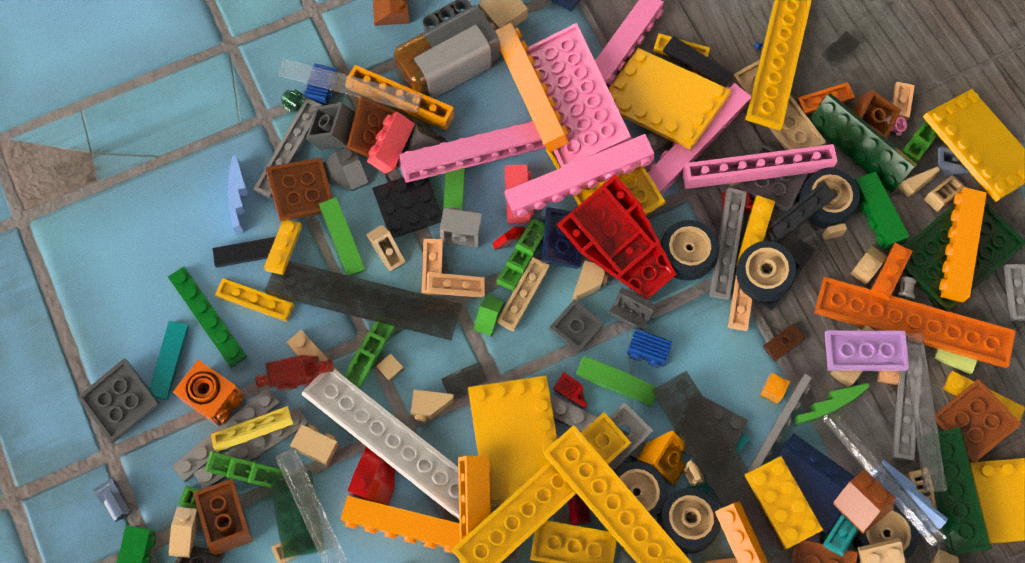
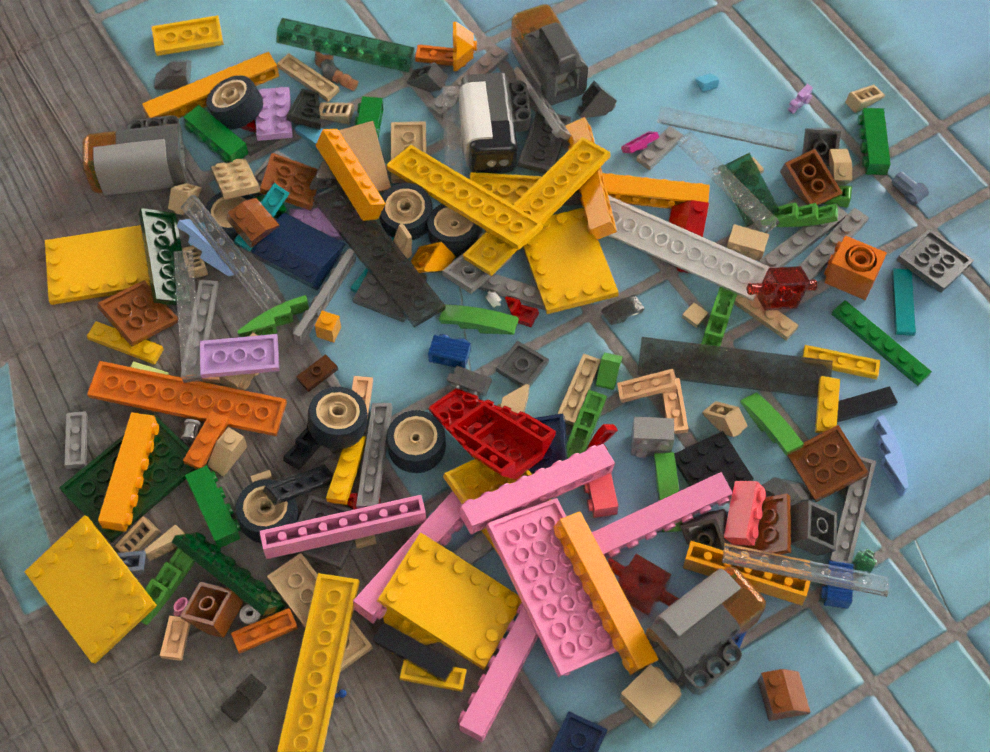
camera: 175 degrees right, 10 degrees down
(251, 429) = (806, 242): light yellow plate -> none
(429, 404) = (651, 284): tan slope -> none
(493, 100) = (654, 582): none -> clear red brick
(599, 404) = (493, 299): none -> white plate
(783, 502) = (323, 225): yellow plate -> none

